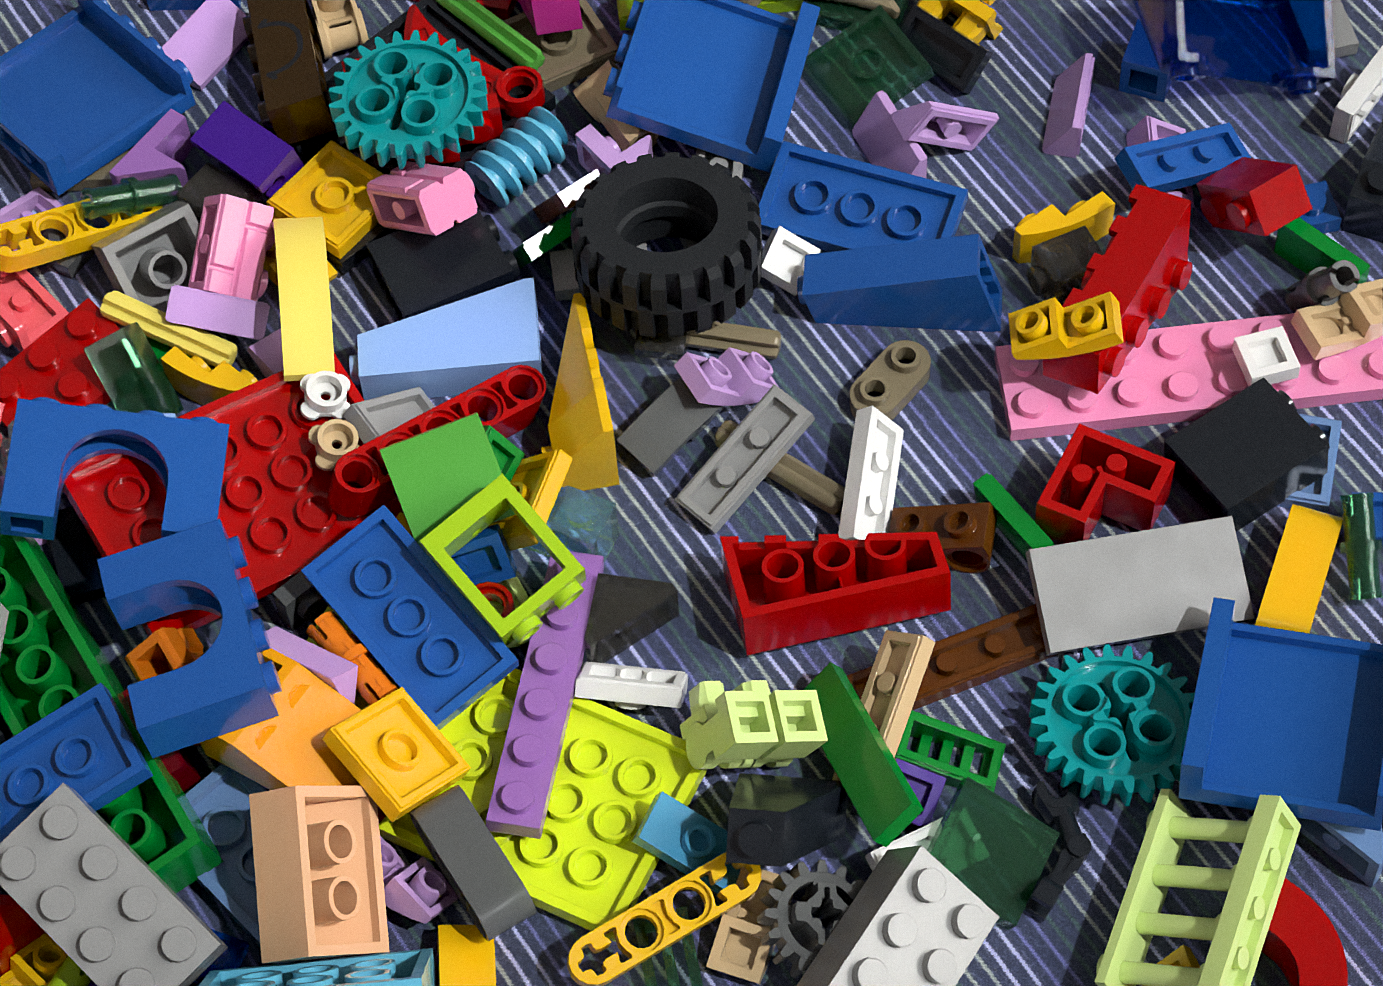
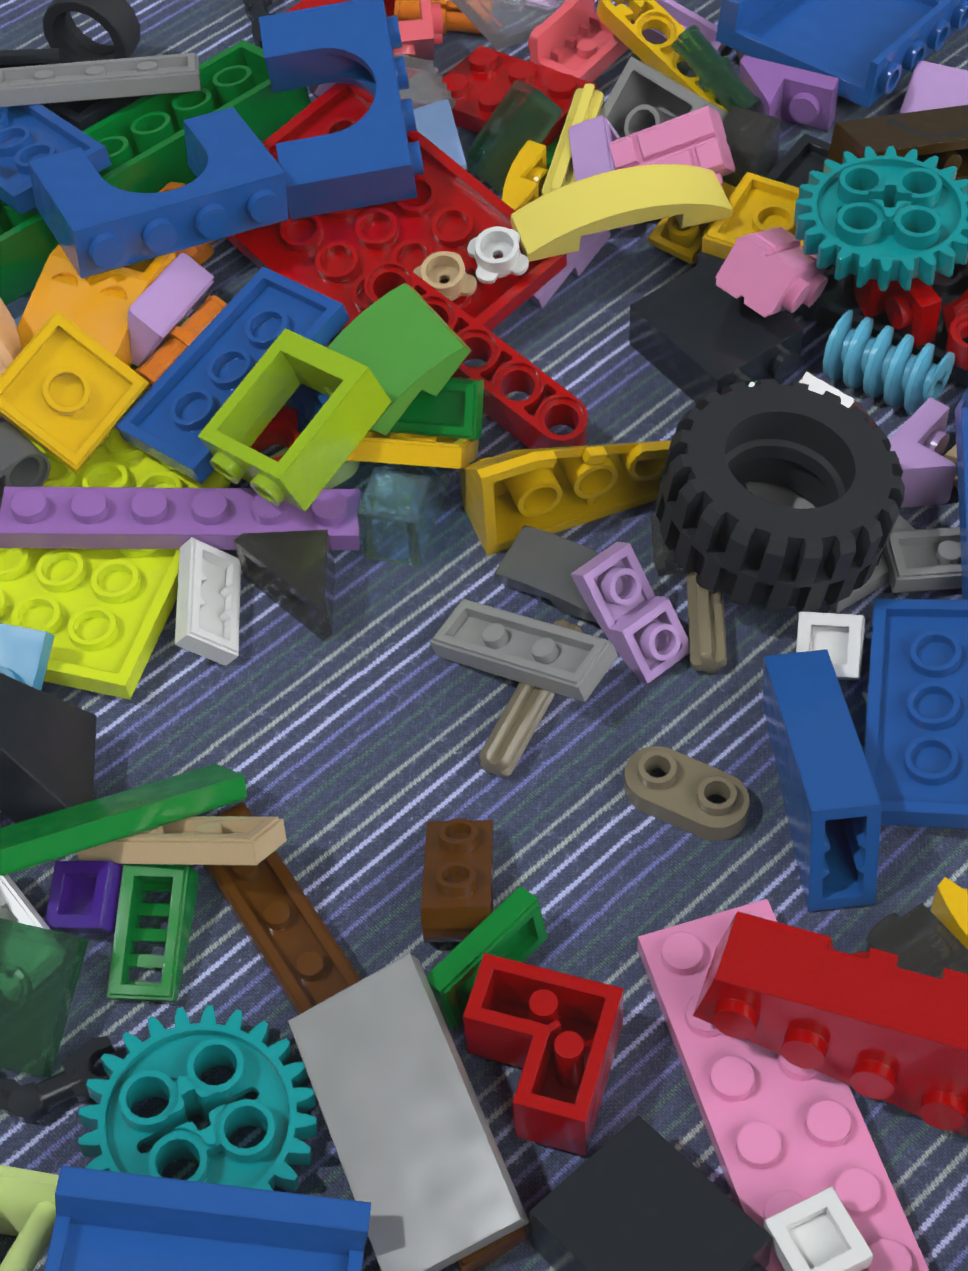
camera: 80 degrees right, 5 degrees down
(247, 149) = (799, 135): dark purple hinge -> none
(386, 412) = (503, 317): light grey tile -> none
(451, 345) = (616, 364): light blue slope -> none
(751, 725) = (127, 685): yellowish green hips -> none
(831, 586) = (350, 754): red wedge -> none
(871, 475) = (517, 786): white plate -> none
(1057, 332) = (743, 927): yellow slope -> none

